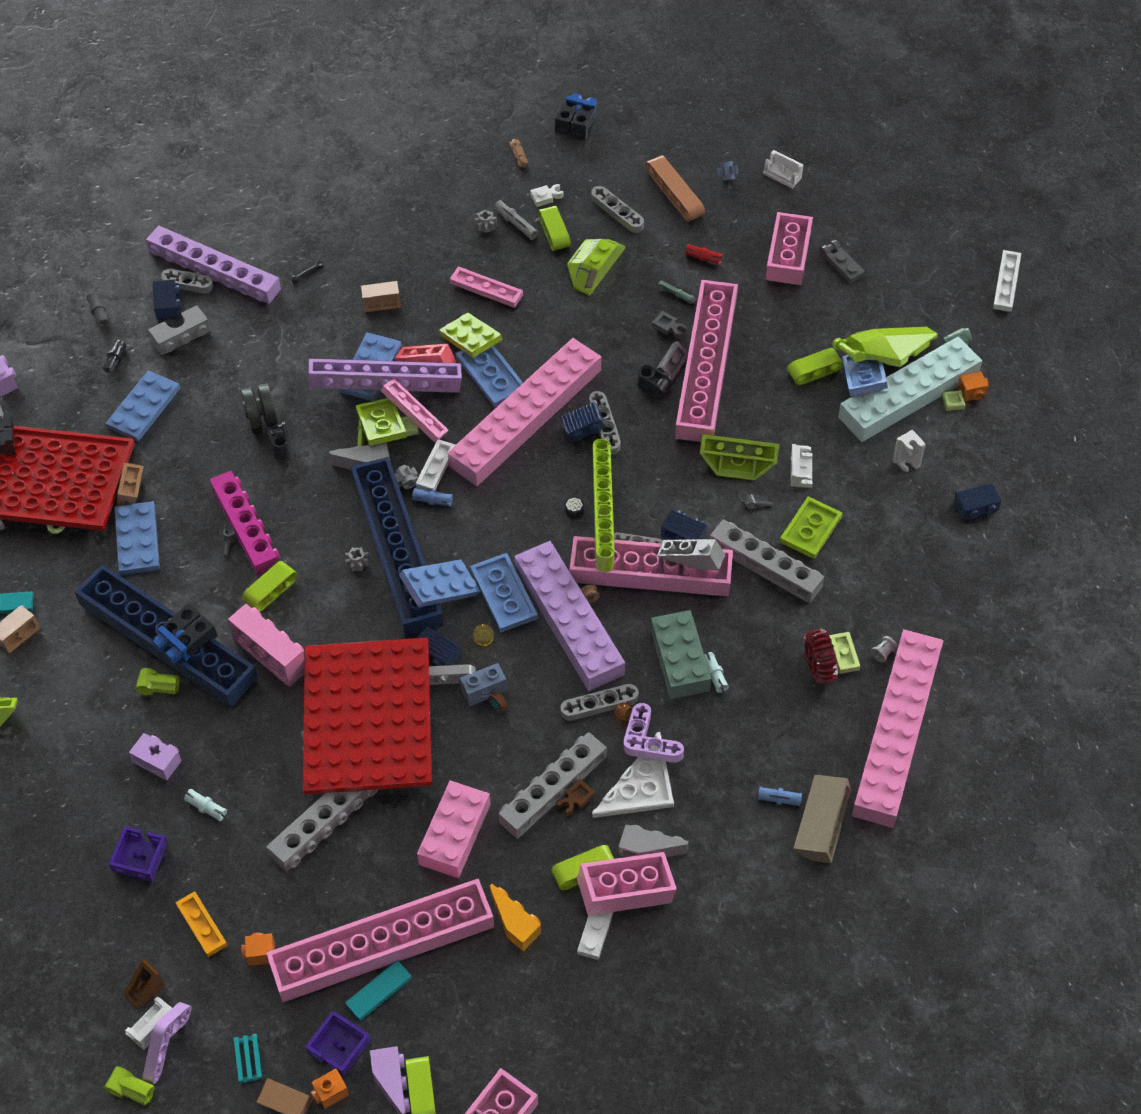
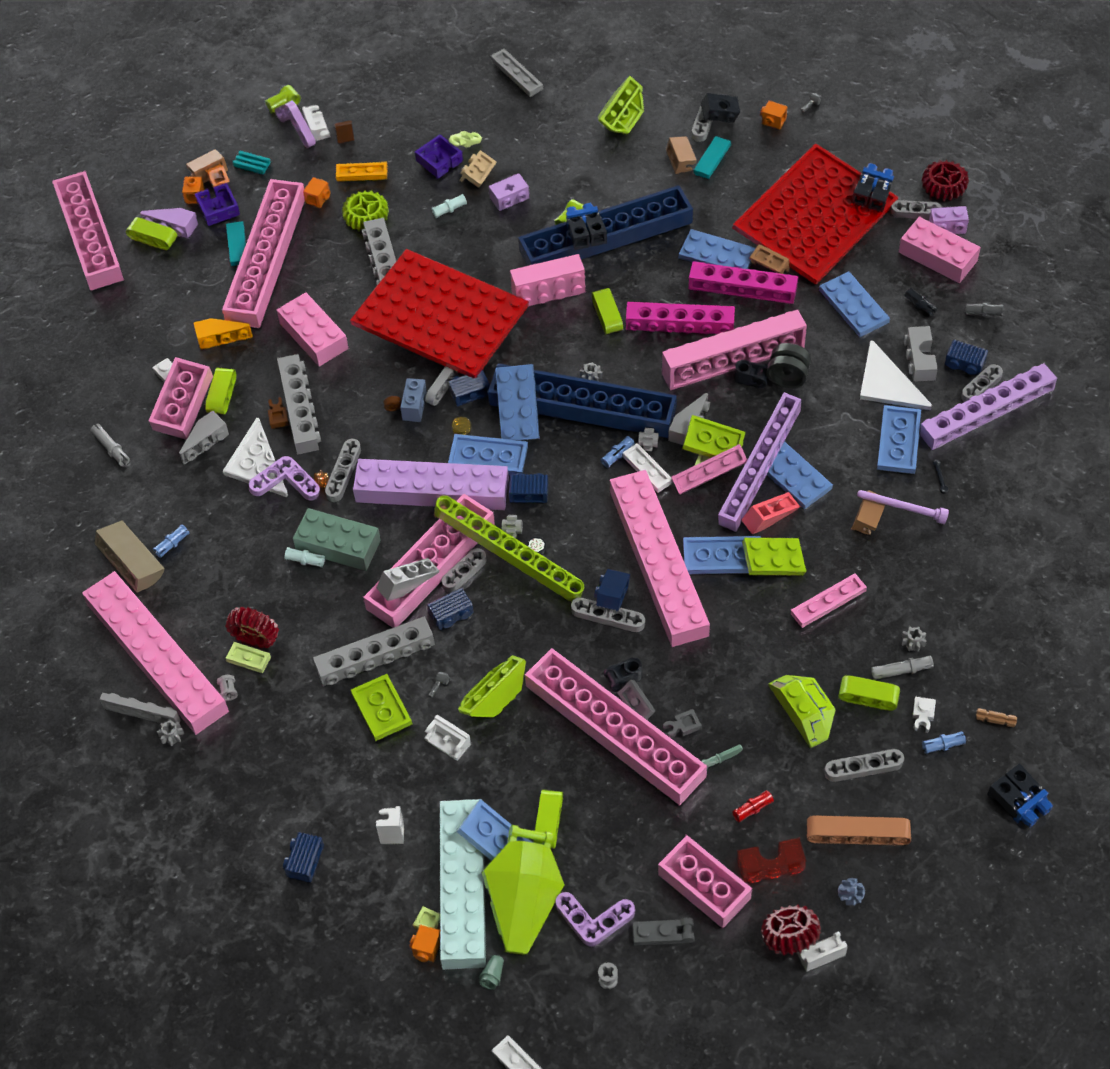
camera: 125 degrees right, 0 degrees up
(41, 365) = (939, 249): none -> bright pink brick
(93, 837) = (465, 139): none -> yellowish green piece
(136, 808) = (478, 169): none -> tan bracket
(168, 494) = (743, 282): none -> dark pink brick
(224, 346) = (887, 384): none -> white tile
(259, 870) = (364, 208): none -> lime gear
(264, 456) = (721, 352): none -> bright pink brick
(287, 309) = (899, 439): none -> medium blue plate
(297, 1069) = (217, 175): none -> orange brick
(352, 252) = (939, 515): none -> lavender piece
(517, 536) = (528, 488): none -> dark blue brick
(563, 173) = (943, 742): none -> medium blue pin
(569, 528) = (512, 525): none -> light grey gear
(720, 920) = (114, 449): none -> light grey pin
(729, 215) = (755, 867): none -> clear red arch
(800, 186) = (791, 929): none -> dark red gear
(873, 304) = (588, 924): none -> lavender beam
(903, 269) = (608, 969): none -> light grey bush
(957, 663) = (170, 732): none -> light grey gear
(959, 706) = (138, 709): none -> light grey plate

